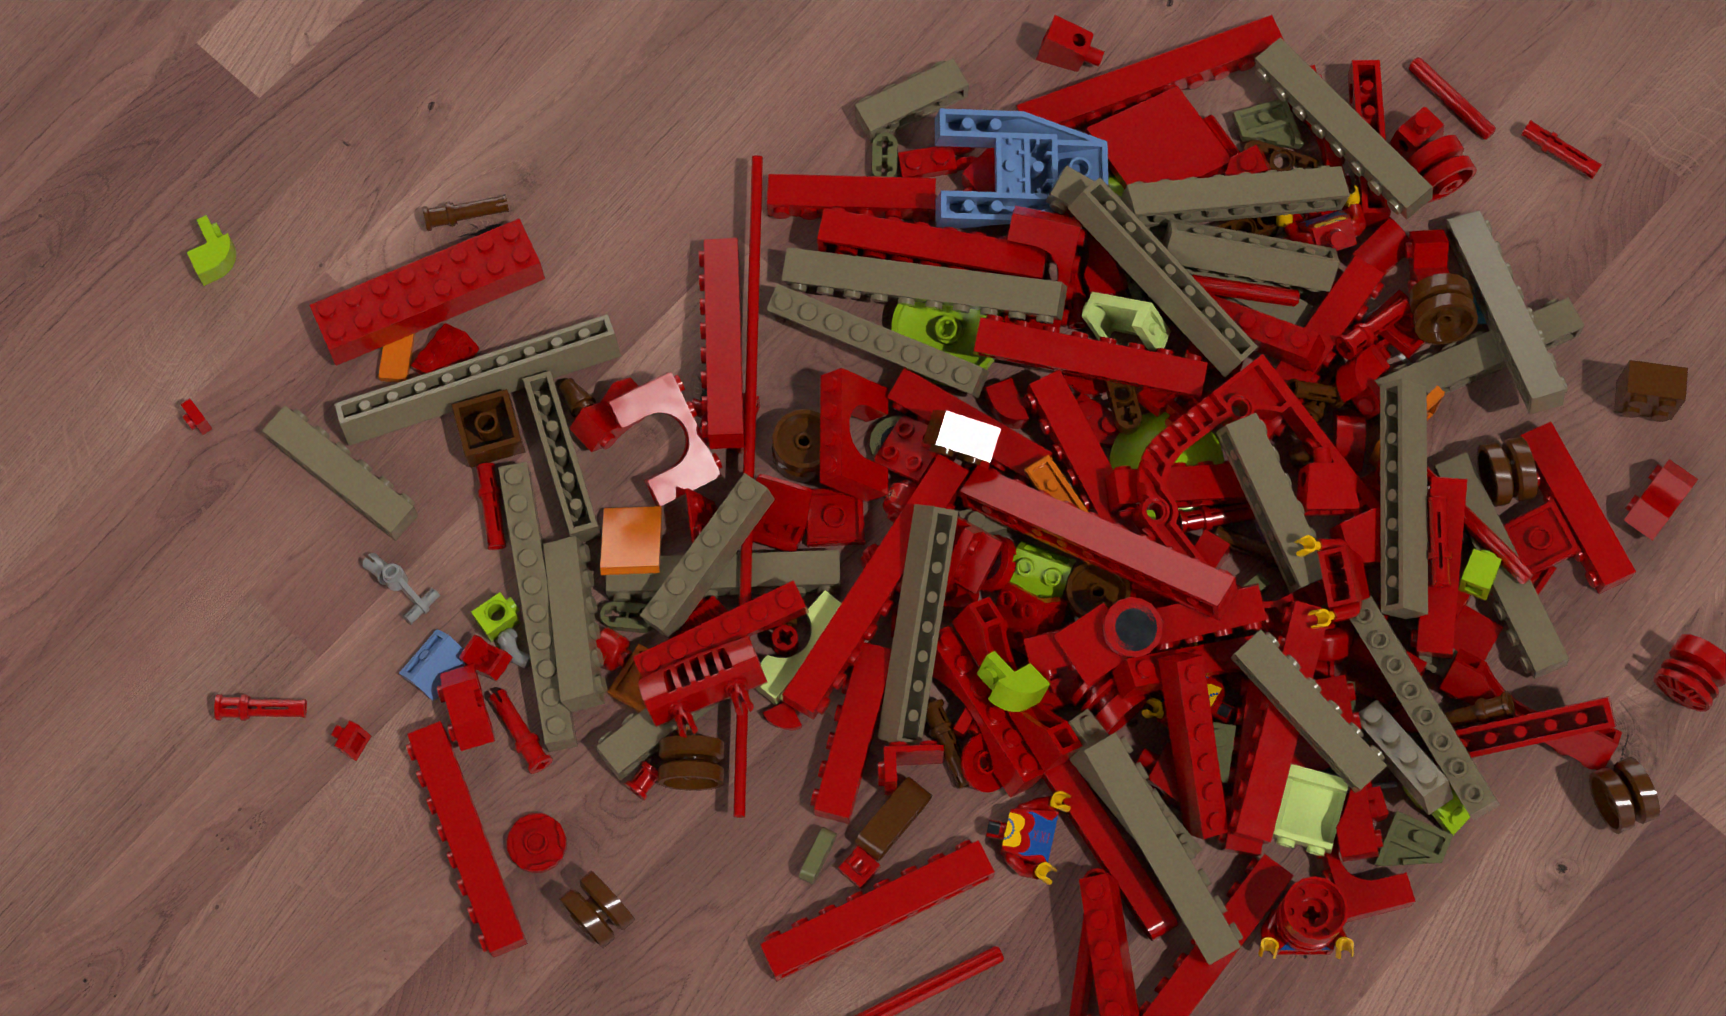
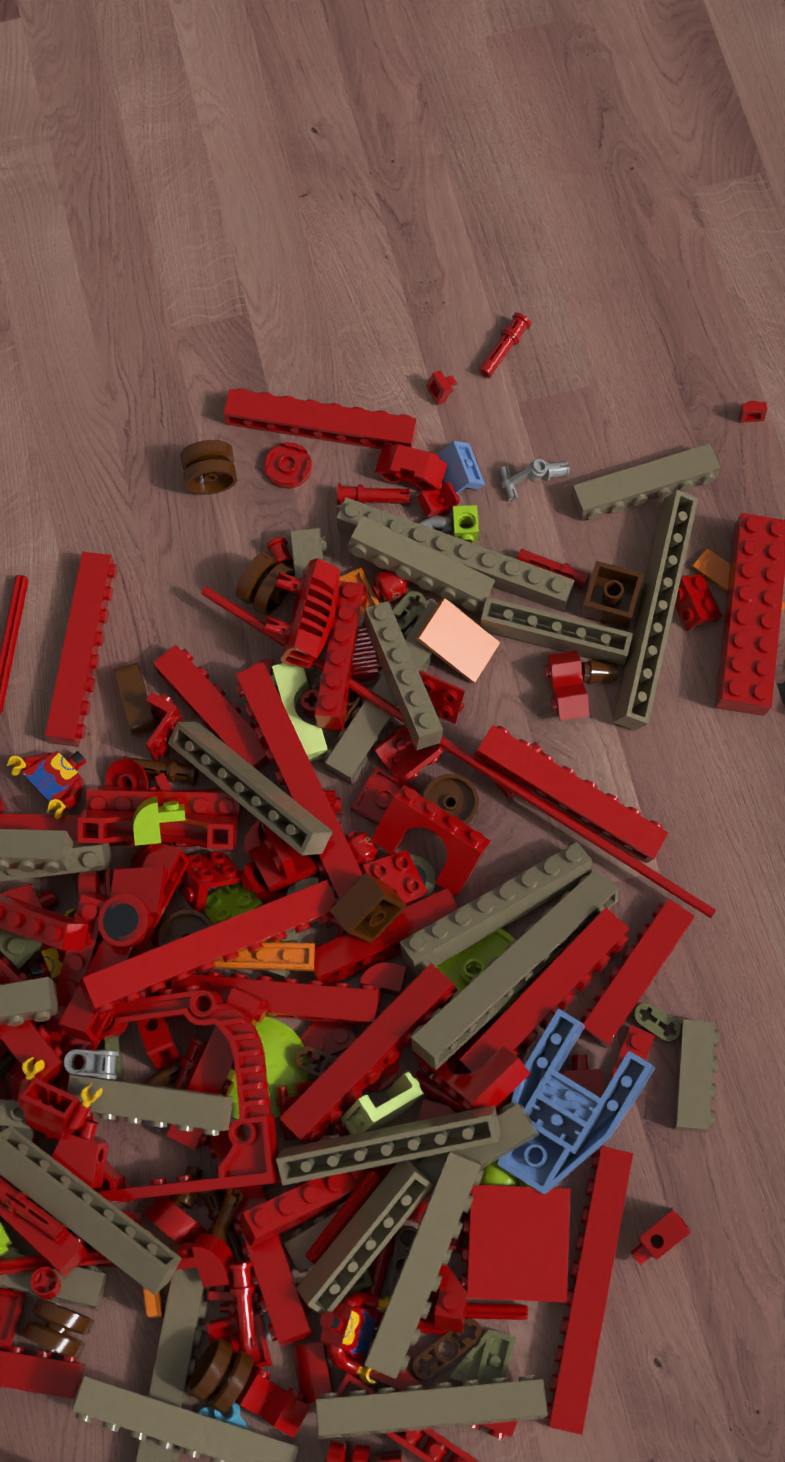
camera: 125 degrees right, 0 degrees up
(696, 463) = (547, 719): arch -> none
(817, 855) = (146, 633): olive beam -> none
(859, 867) = (119, 655): red tile -> none
(1273, 573) = (96, 1063): none -> light grey piece
(1326, 486) = (136, 1157): red torso -> none
(1484, 493) = (42, 1279): none -> red wheel

